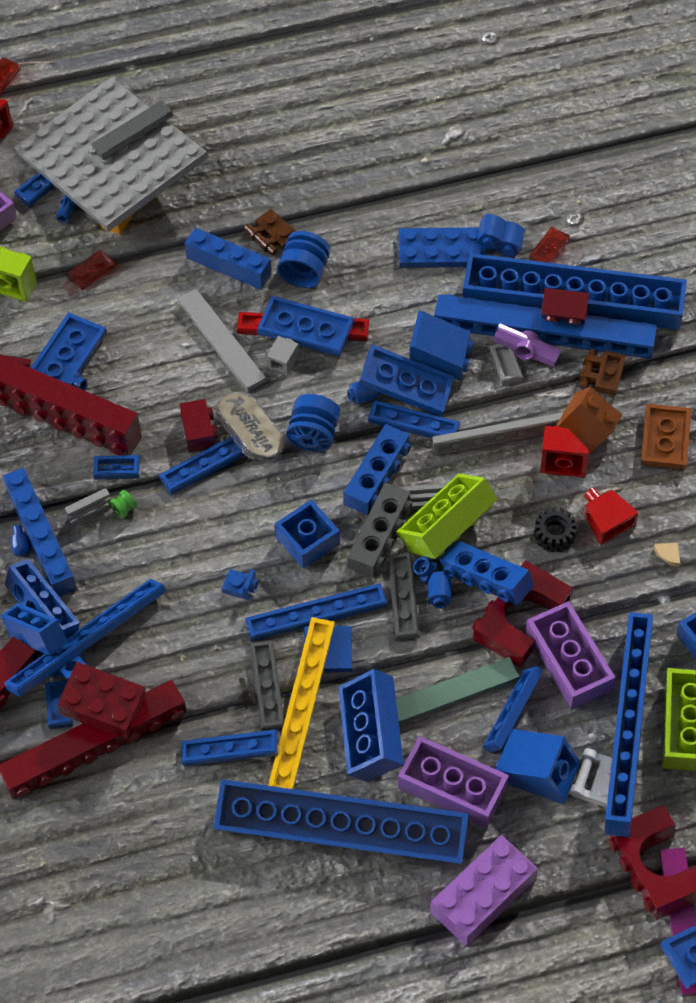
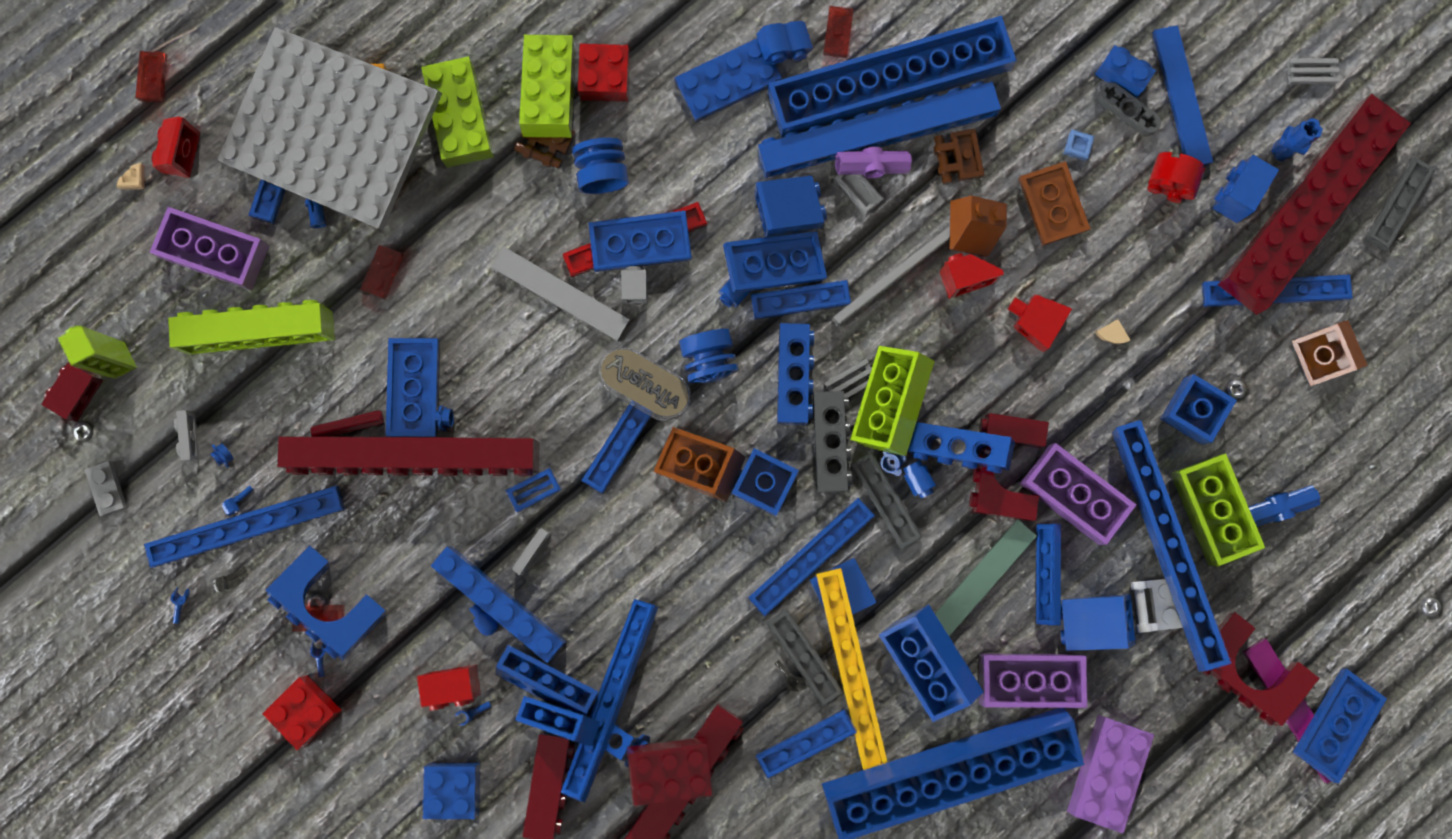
camera: 30 degrees left, 25 degrees up
(53, 694) = (616, 774): blue tile -> none
(123, 504) = (564, 532): bright green wheel -> none
(132, 129) = (340, 94): dark grey tile -> none
(197, 425) = (591, 408): dark red brick -> none
(215, 186) = (459, 113): none -> lime brick
(228, 258) = (518, 196): blue brick -> none
(240, 584) = (724, 562): blue bracket -> none
(261, 501) = (700, 463): none -> dark orange slope
(294, 192) = (547, 86): none -> lime brick
(344, 202) = (604, 72): none -> red brick
(555, 518) = (1009, 352): black tyre -> none
(565, 306) = (898, 106): dark red brick -> none

